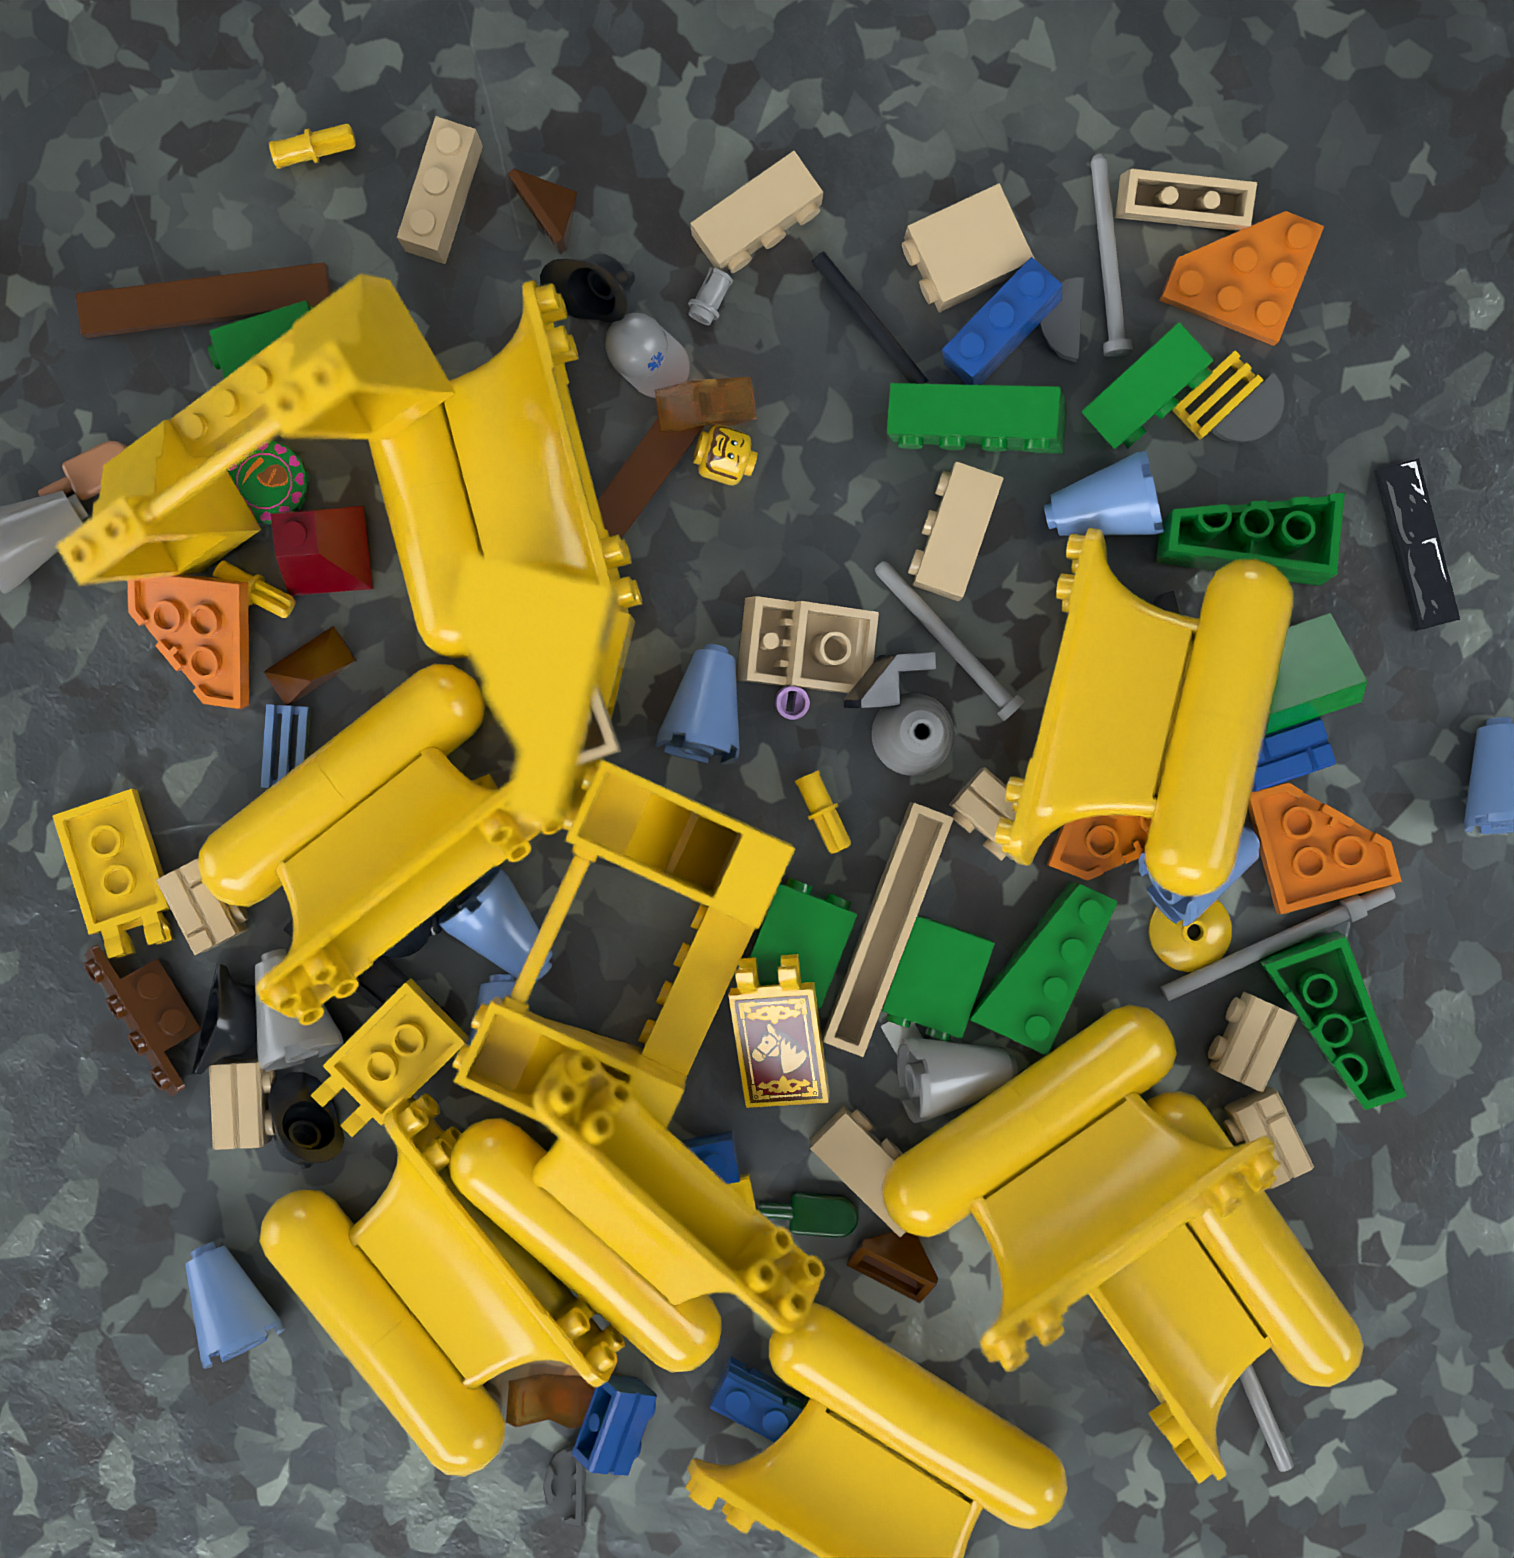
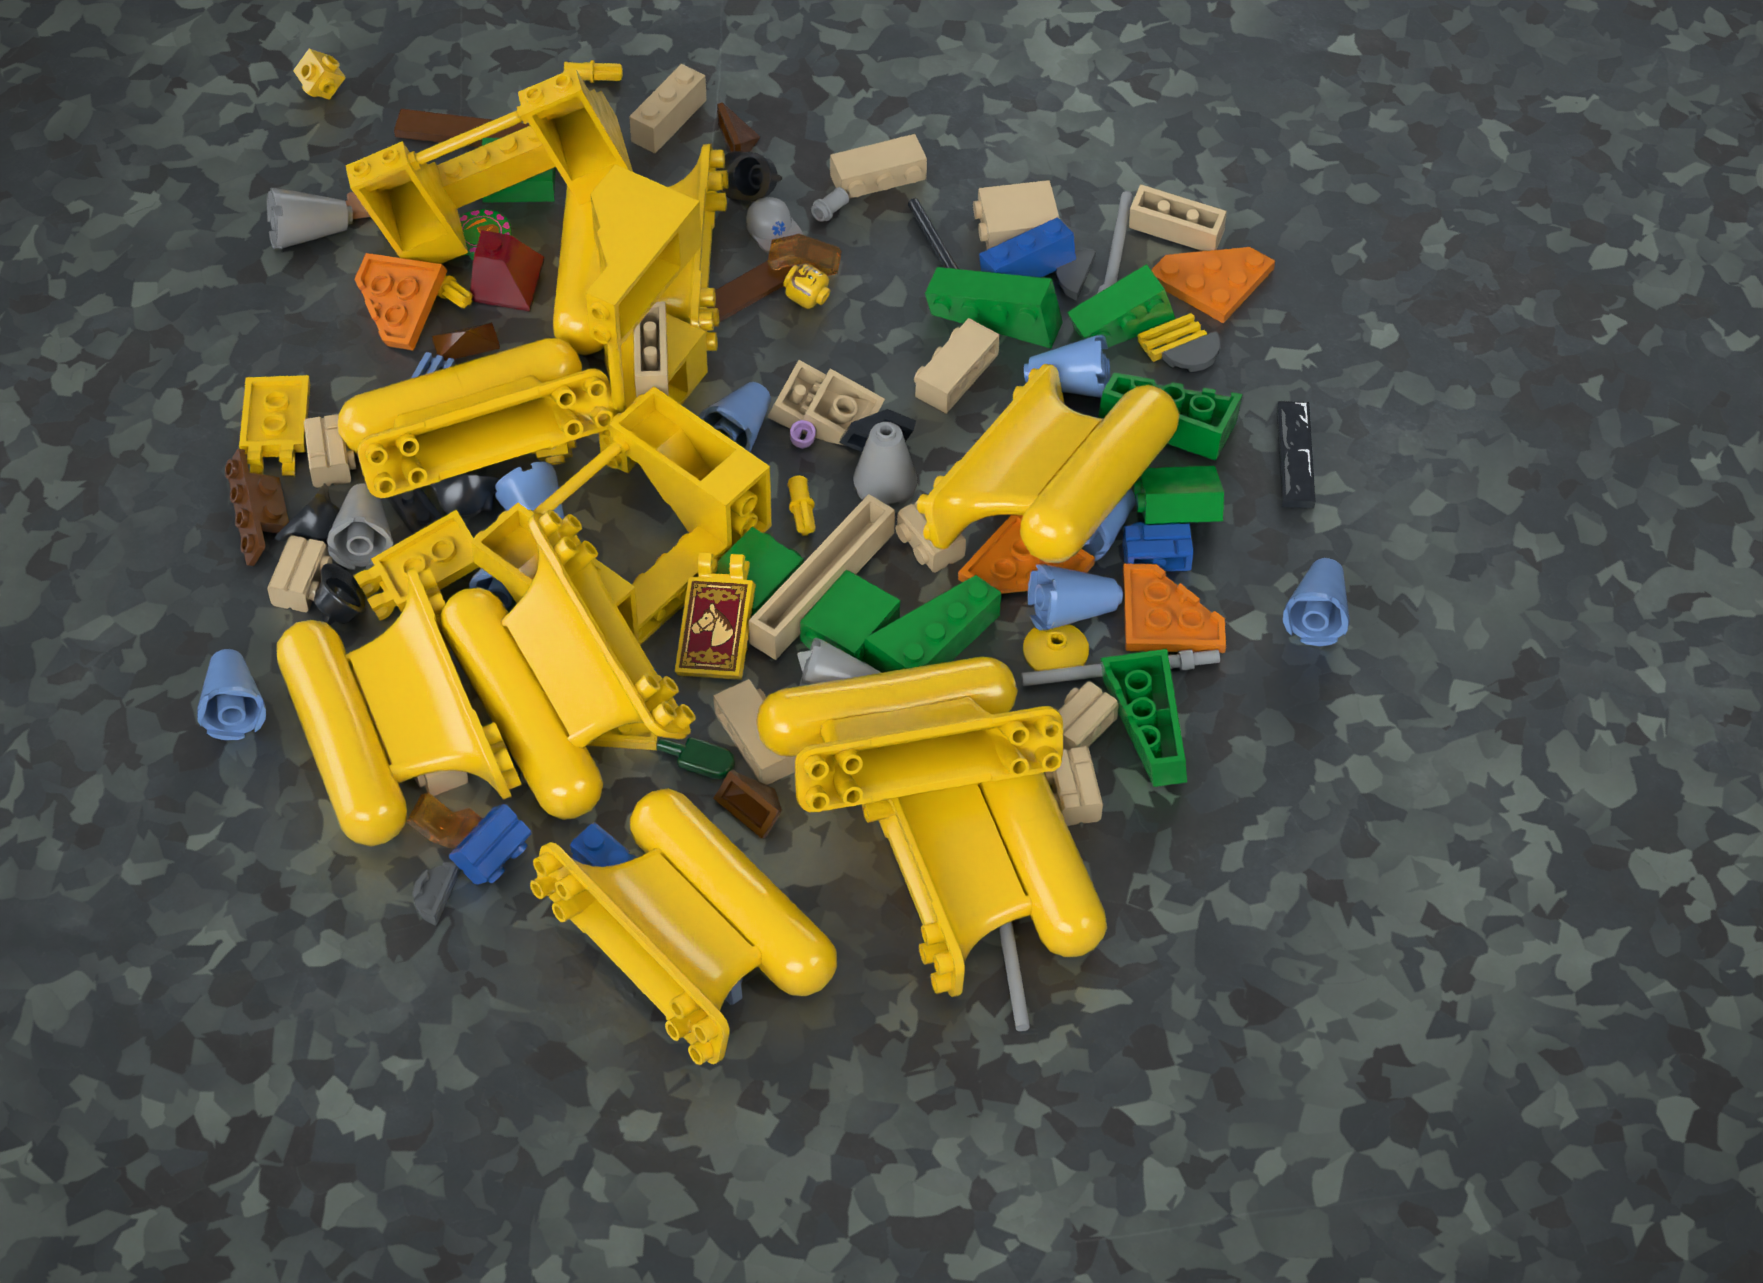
camera: 15 degrees right, 35 degrees down
(949, 641) = (924, 420): light grey bar -> none

